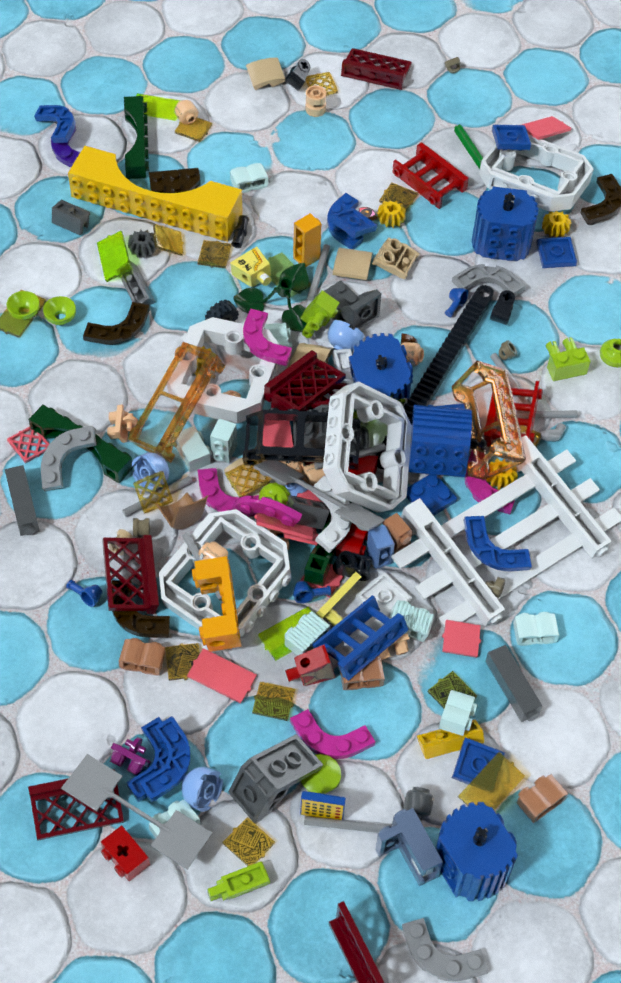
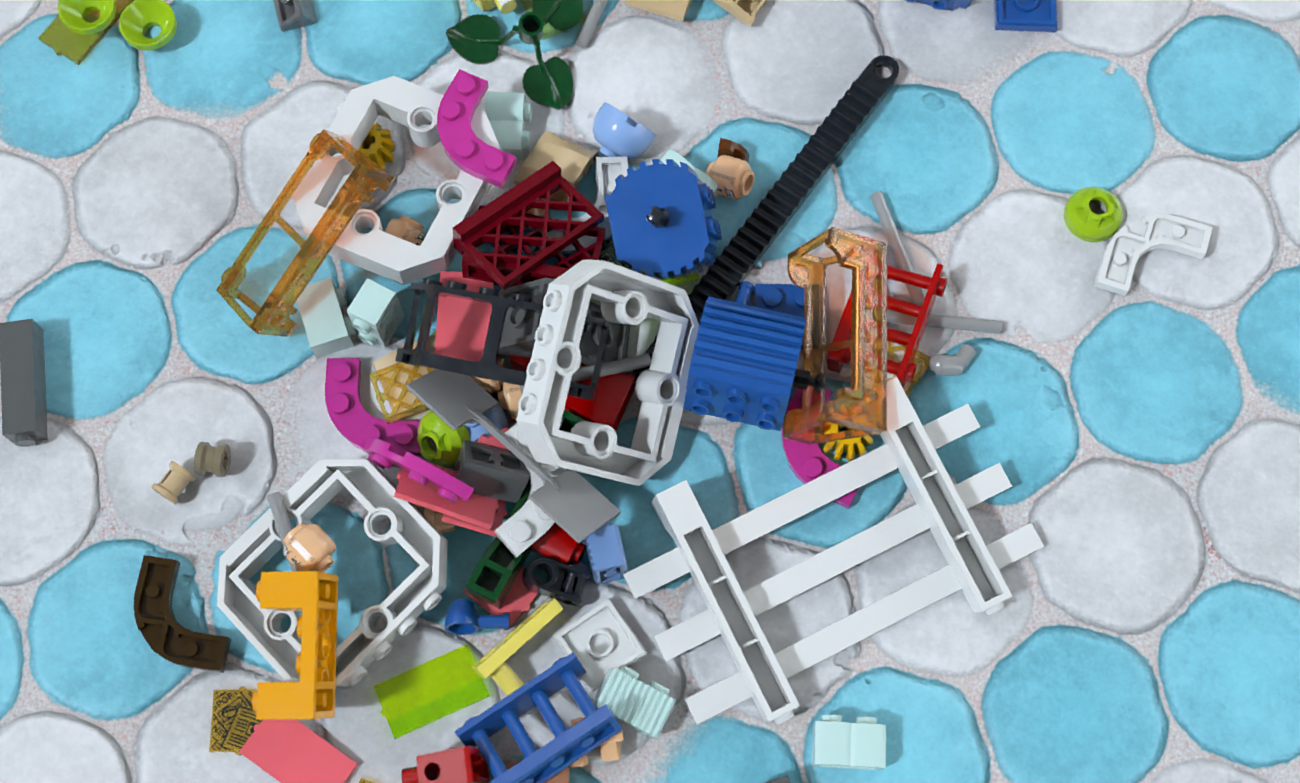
camera: 10 degrees right, 15 degrees up
(36, 453) = (49, 250): coral window -> none
(51, 425) = (97, 244): dark green arch -> none
(57, 451) = (94, 299): light grey plate -> none
(89, 595) = (107, 575): blue bar -> none
(120, 332) = (247, 75): dark brown plate -> none
(123, 423) = (216, 254): light nougat hips -> none
(142, 656) = (169, 706): nougat brick -> none
(147, 570) = (204, 550): dark red fence -> none
(149, 464) = (246, 354): light blue cylinder -> none
(165, 487) = (231, 378): clear yellow window -> none
(174, 487) = (252, 399): light grey bar -> none
(183, 512) = (282, 438): medium nougat piece -> none
(223, 310) = (419, 64): black wheel -> none
(306, 633) = (451, 704): light aqua brick -> none
(319, 313) = (583, 82): lime brick -> none
(355, 309) = (639, 72): dark grey bracket -> none
(399, 532) = (639, 534): nougat brick -> none
(432, 493) = (715, 457): blue plate -> none
(459, 297) = (836, 73): blue bar -> none
(461, 638) = (717, 743): coral piece -> none
(482, 273) = (894, 32): light grey plate -> none
(489, 553) = (790, 590): blue plate -> none
(497, 586) = (796, 660): dark tan tile -> none
(503, 308) = (909, 107): black piece -> none
(509, 350) = (903, 188): dark tan tile -> none
(569, 363) = (1004, 229): lime brick -> none

